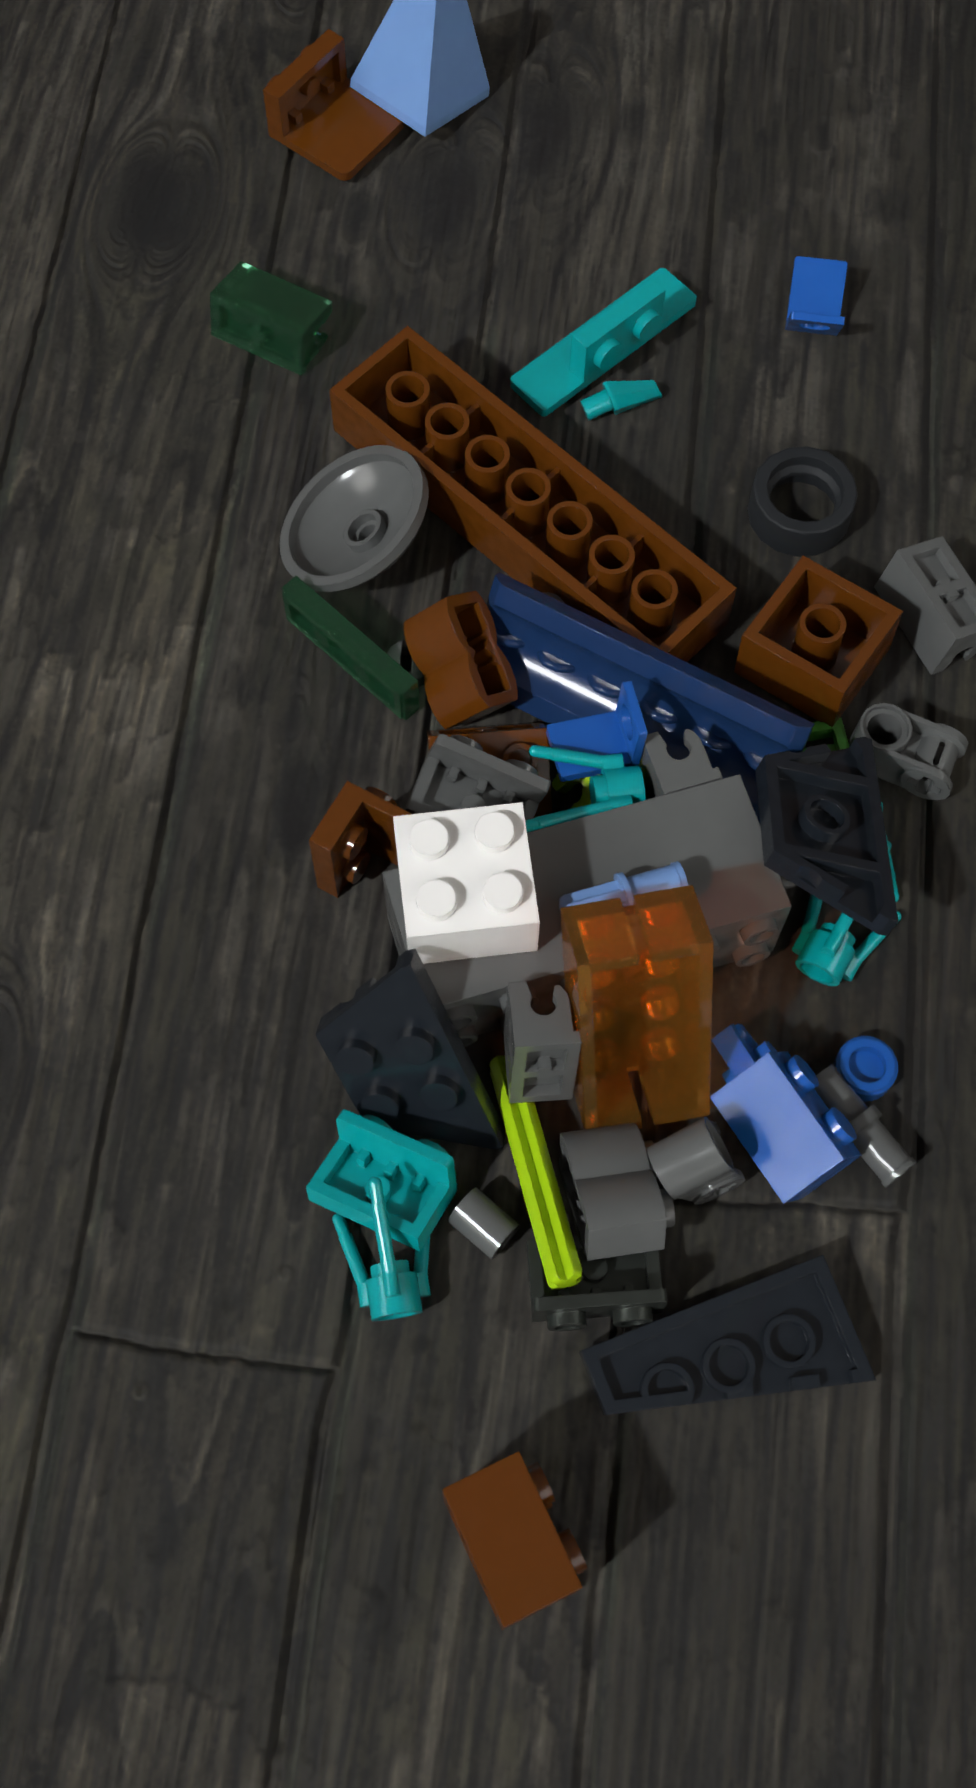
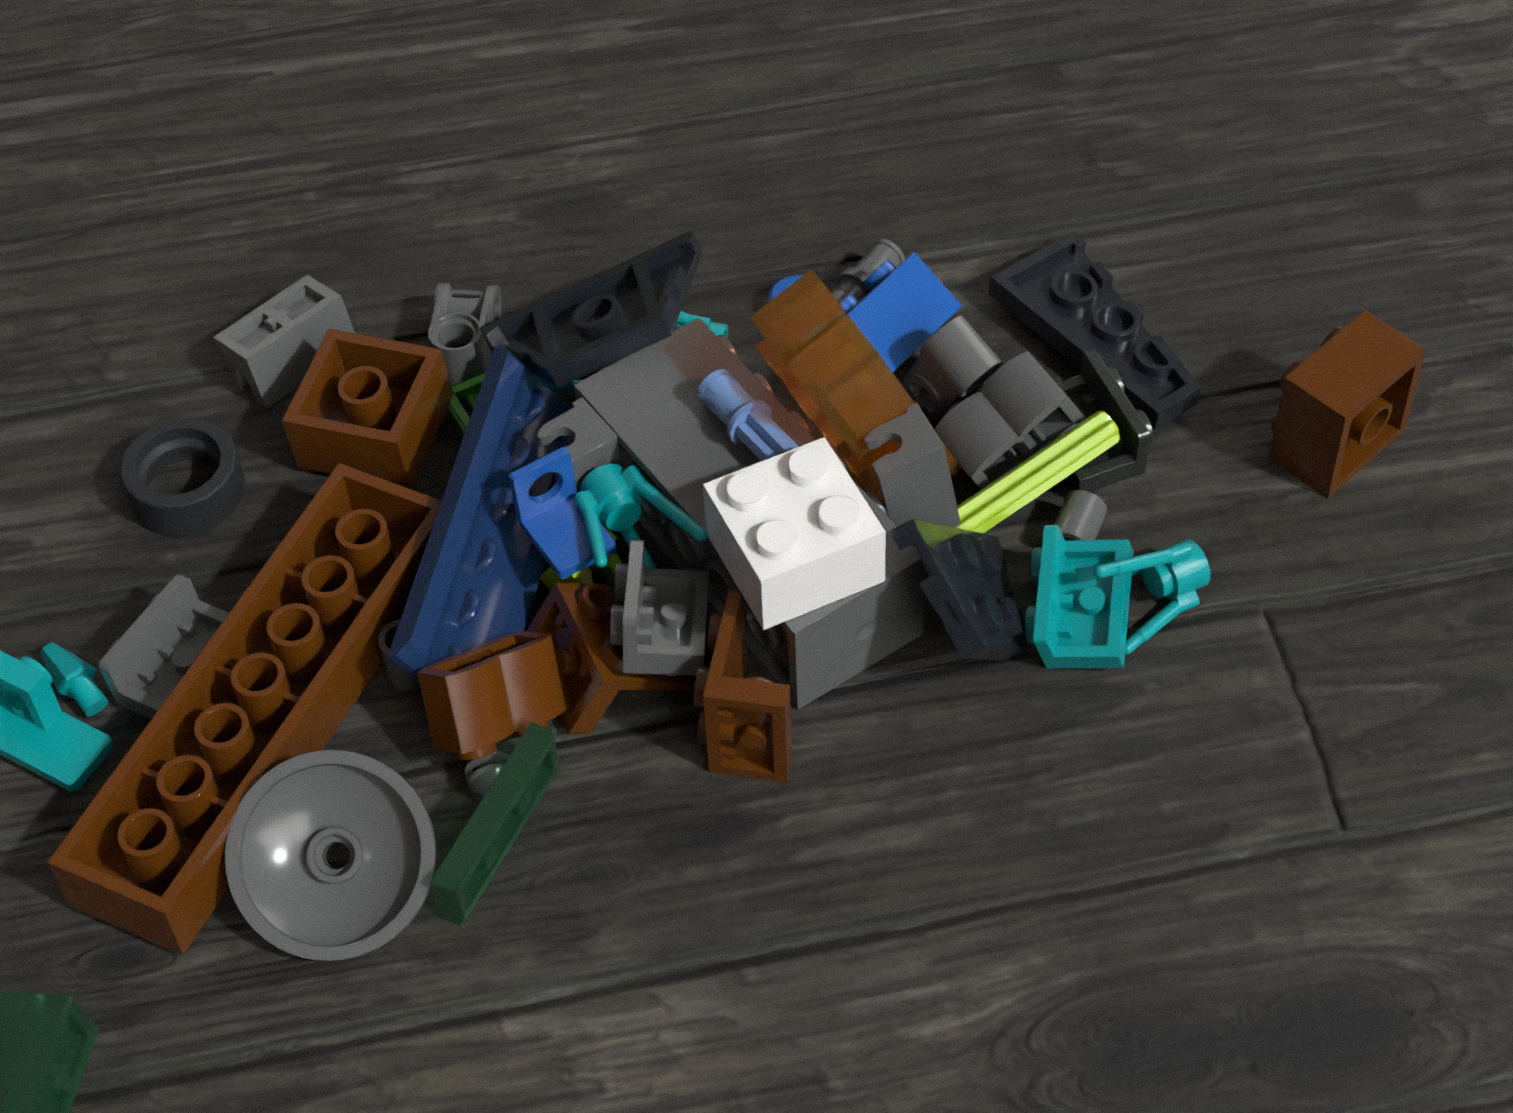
camera: 105 degrees left, 15 degrees down
(613, 451) = (159, 647): none -> dark grey bracket

